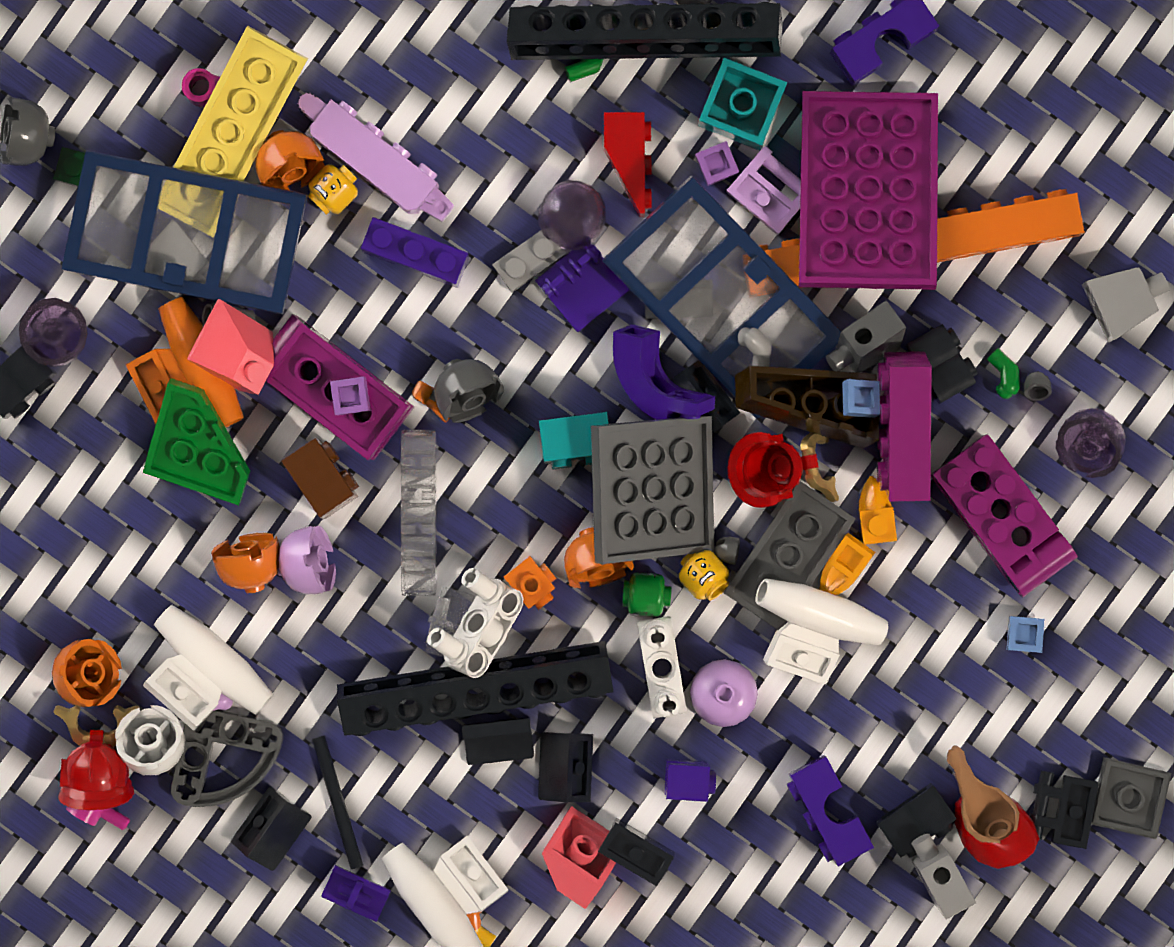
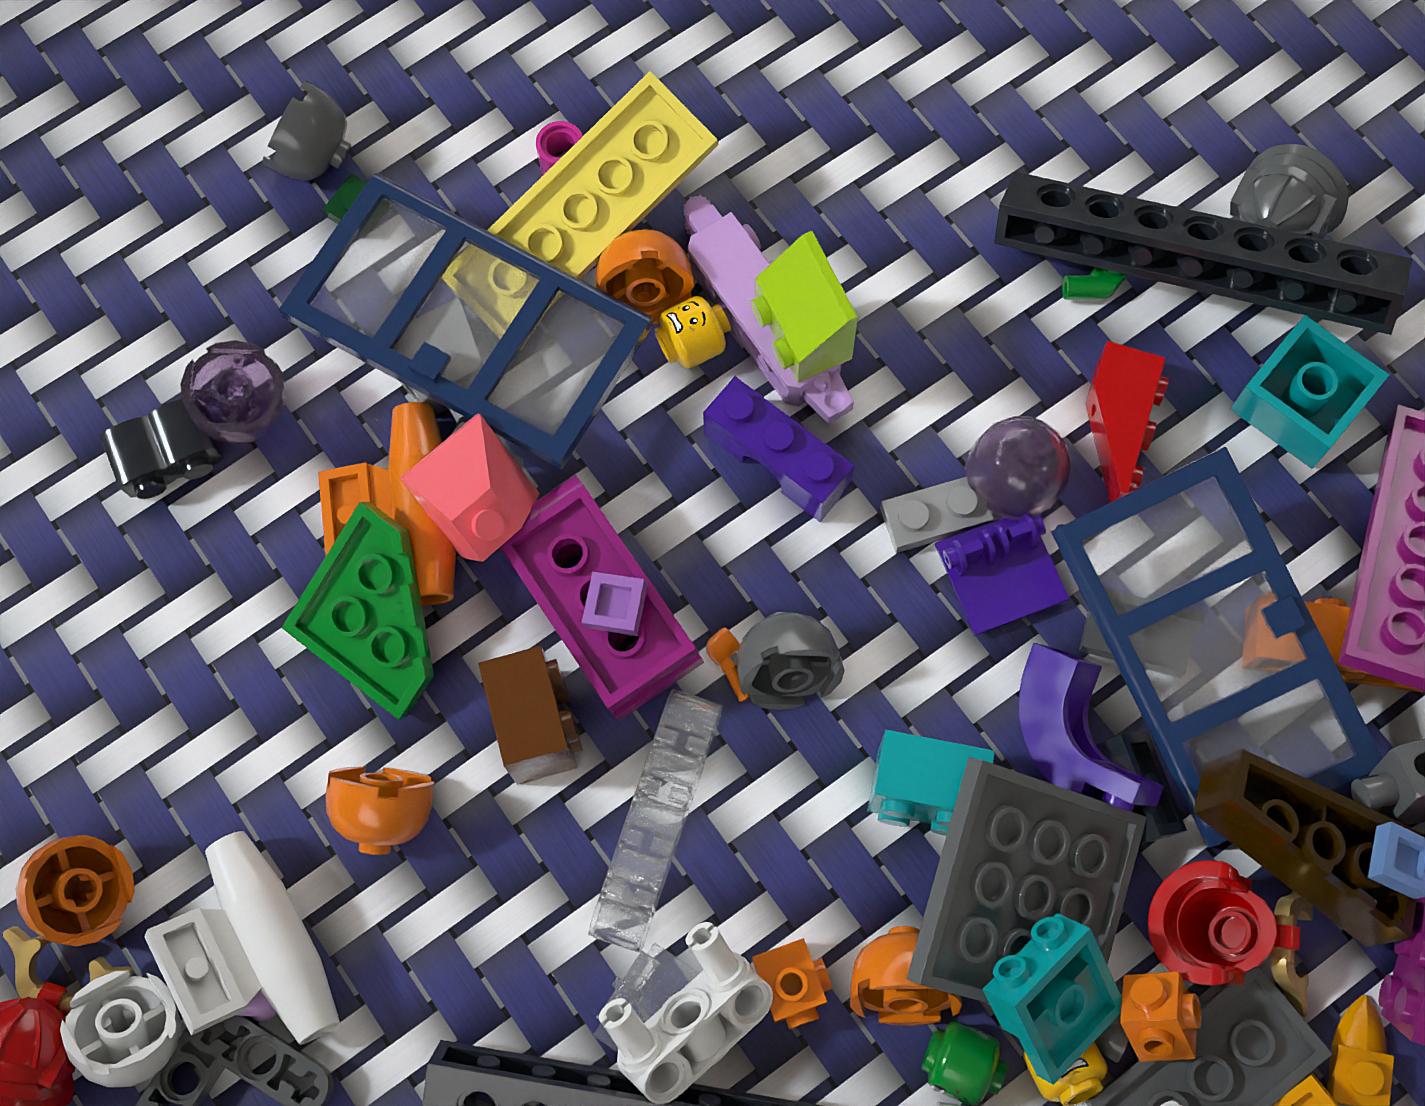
camera: 20 degrees right, 15 degrees down
(305, 561) = (463, 833): lavender cylinder -> none
(403, 164) = (805, 310): none -> lime slope
(683, 542) = (1055, 995): none -> teal plate
(717, 163) = (1254, 461): medium lavender plate -> none
(748, 532) = (1160, 1016): none -> orange brick
(757, 344) = (1249, 725): light grey arm -> none
(762, 197) = (1304, 534): lavender plate -> none

